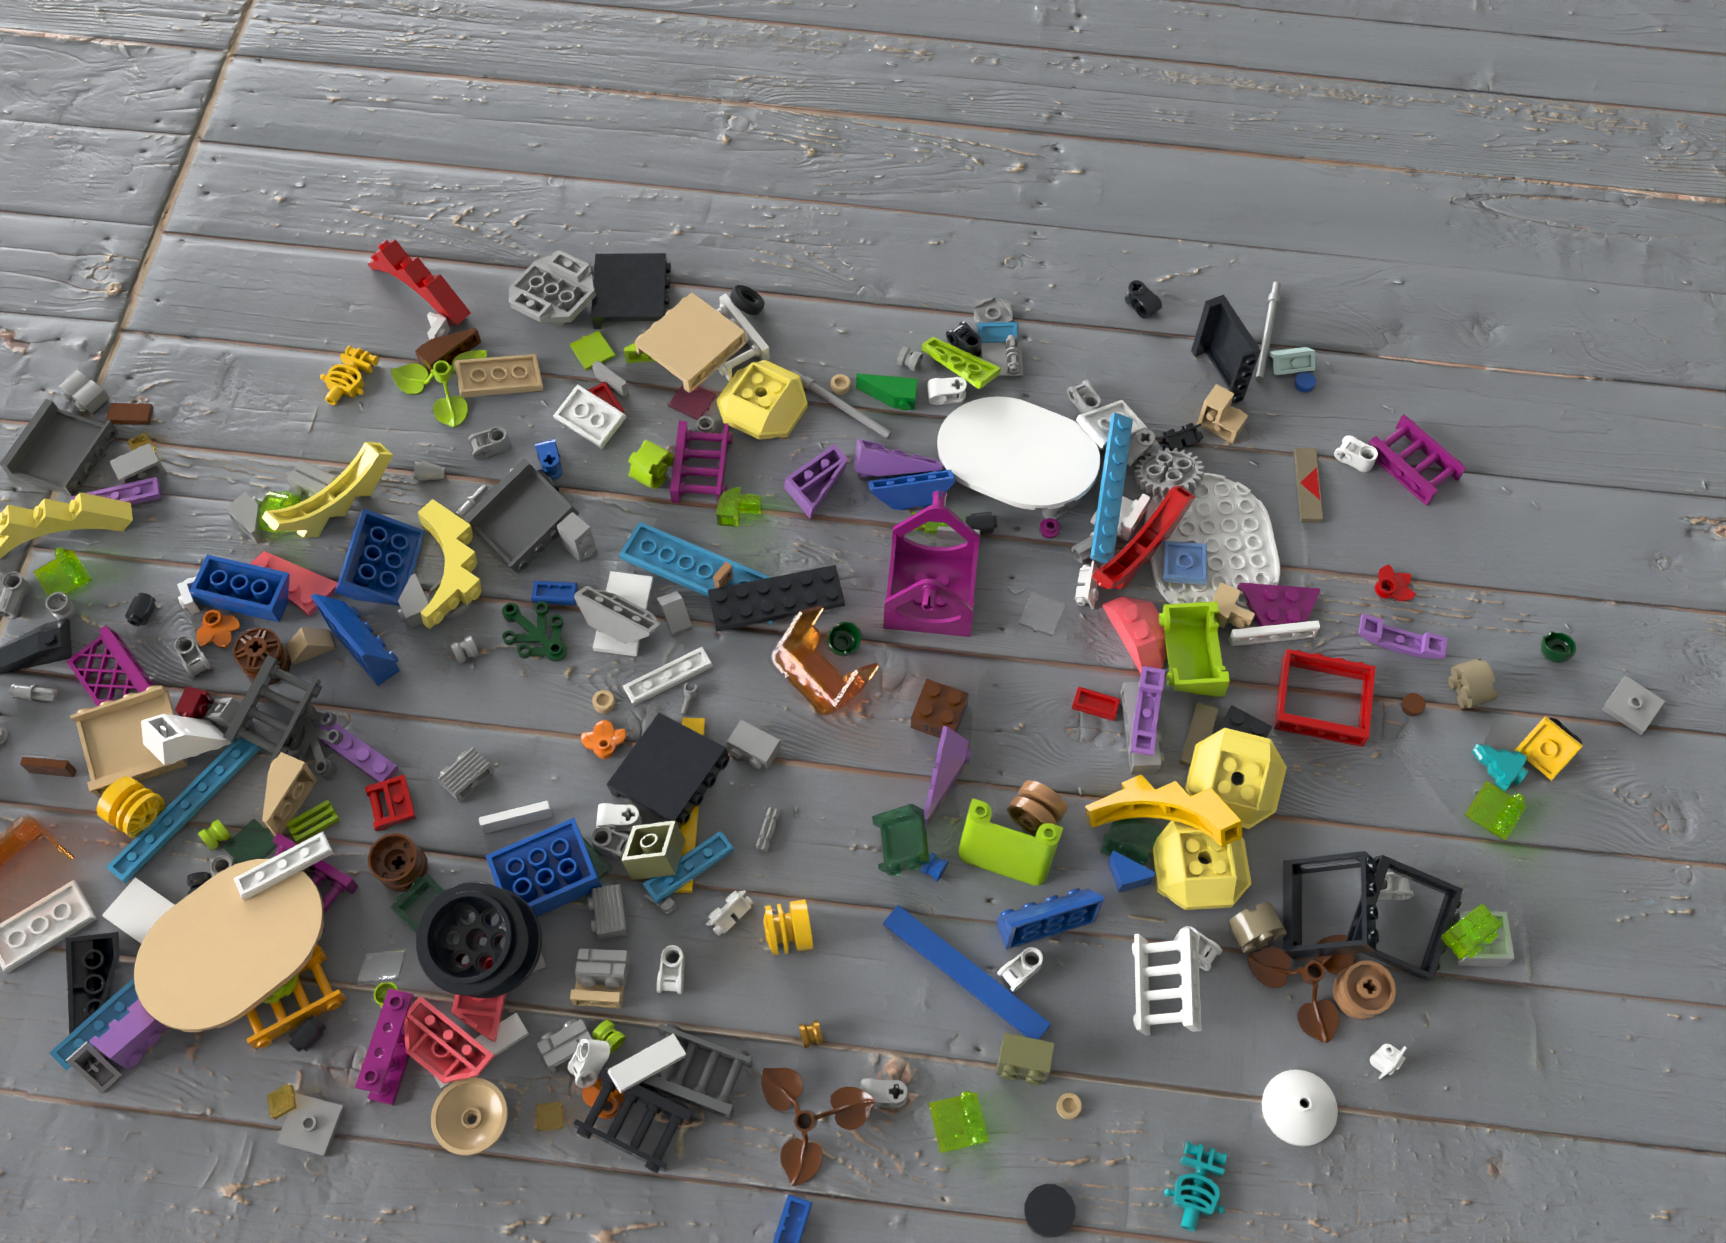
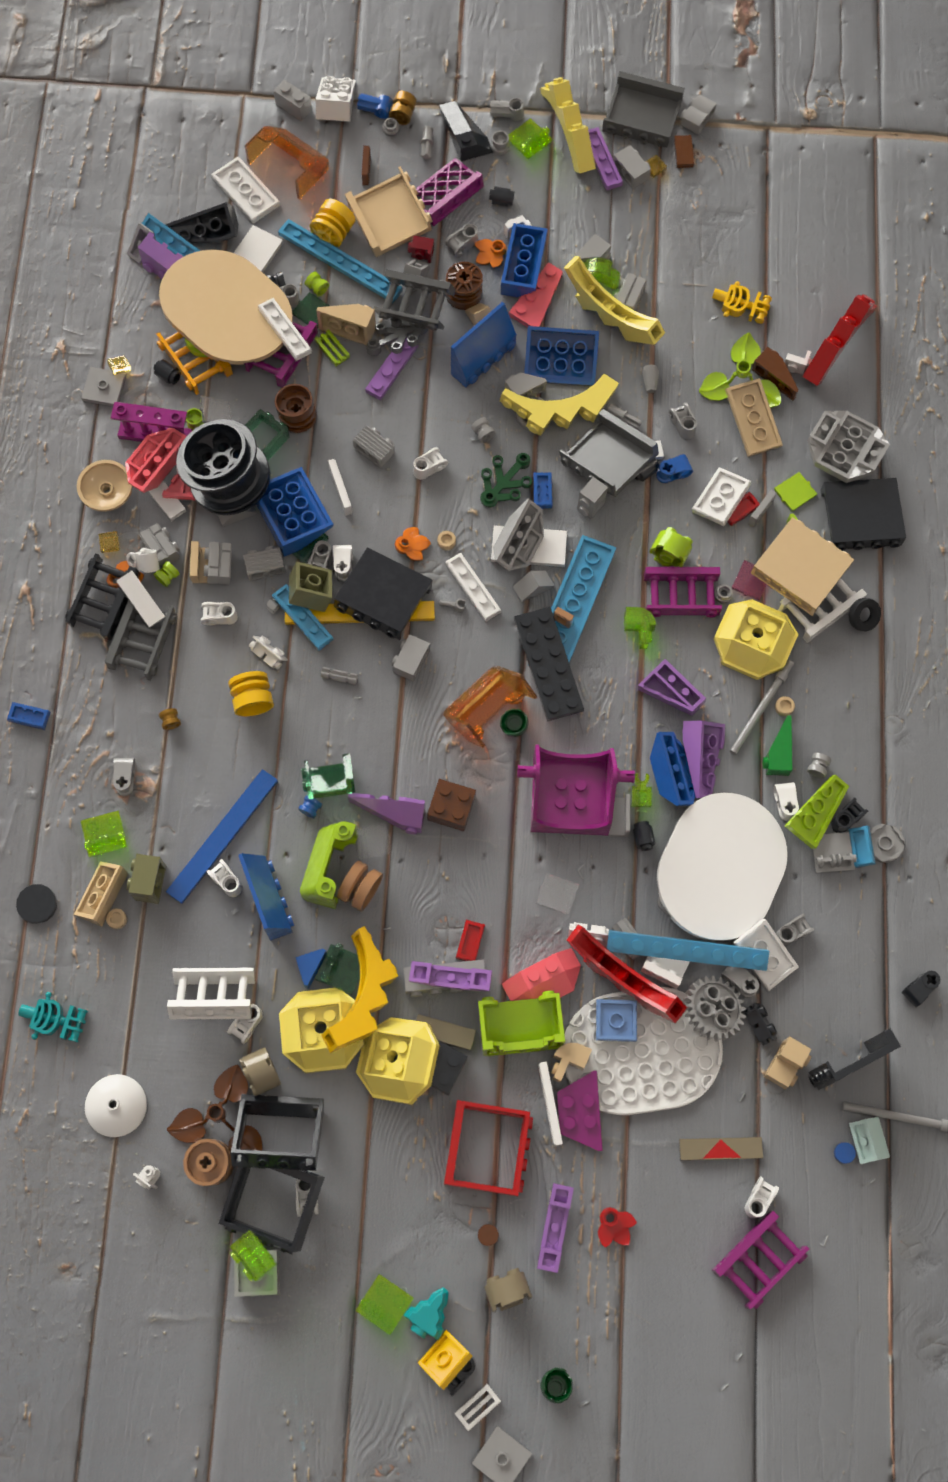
camera: 85 degrees right, 10 degrees up
(179, 737) = (388, 242): white slope -> none
(397, 799) = (351, 402): red plate -> none
(498, 711) = (431, 461): none -> white piece
(799, 1157) = (77, 718): reddish brown plant -> none
(1037, 1123) = (101, 893): none -> tan slope
(1050, 533) = (643, 904): magenta plate -> none
(1584, 727) = (491, 1395): none -> white tile

